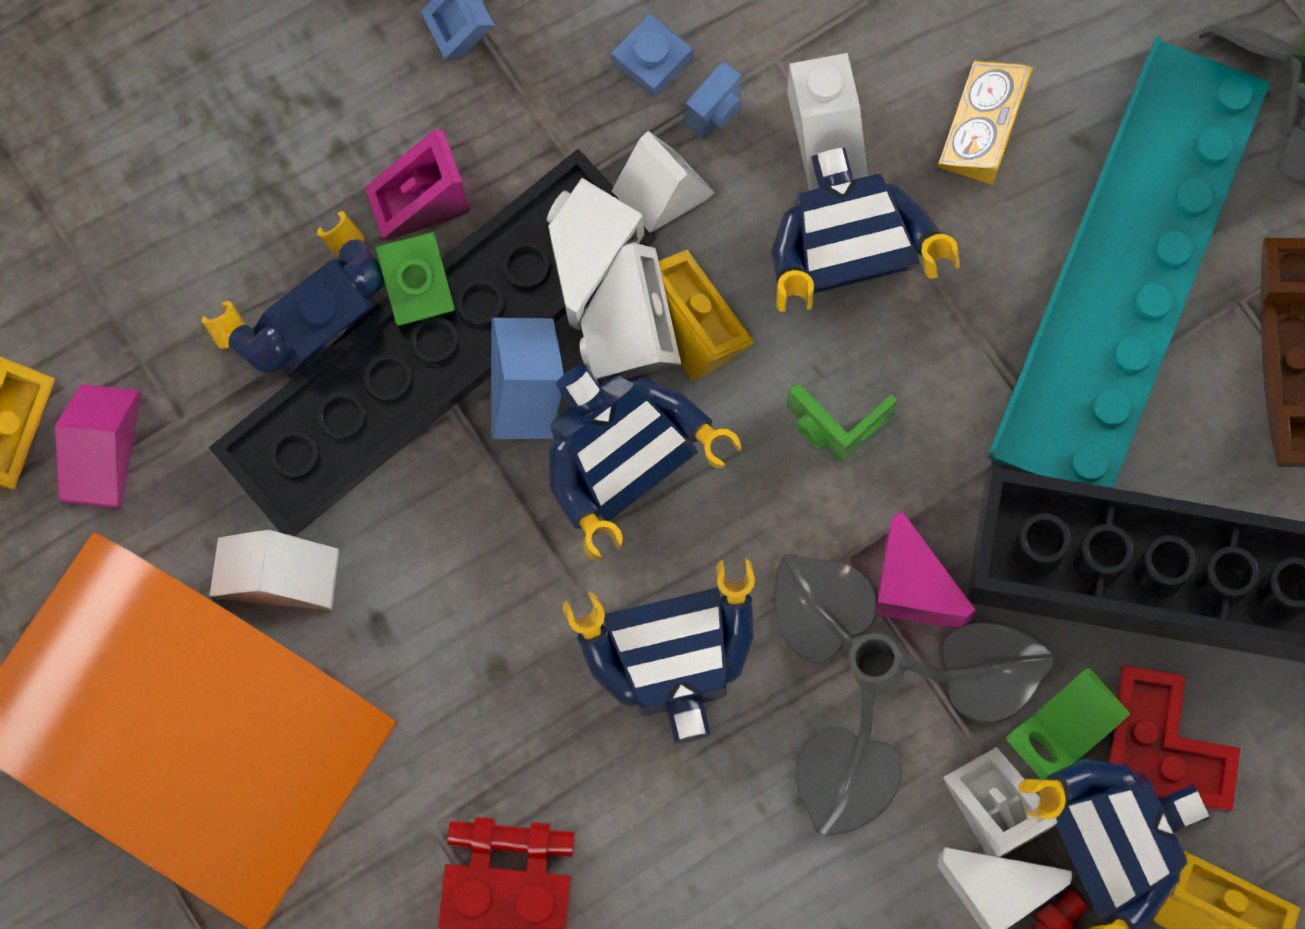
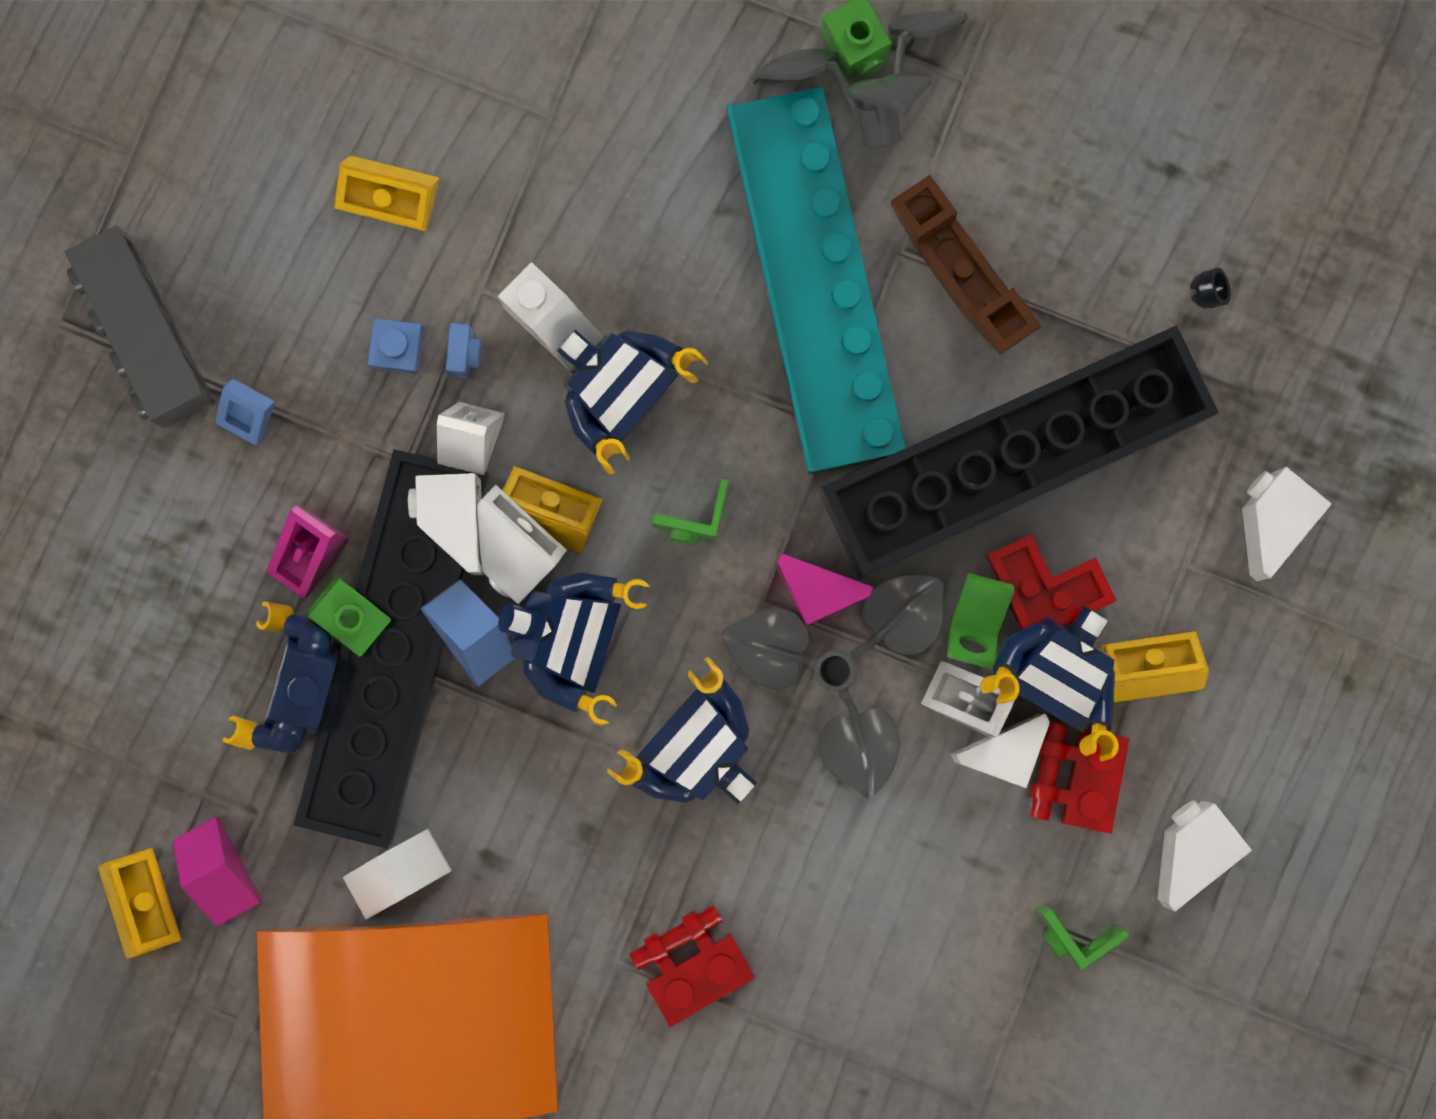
camera: 40 degrees left, 10 degrees up
(985, 120) = (651, 240): slope -> none

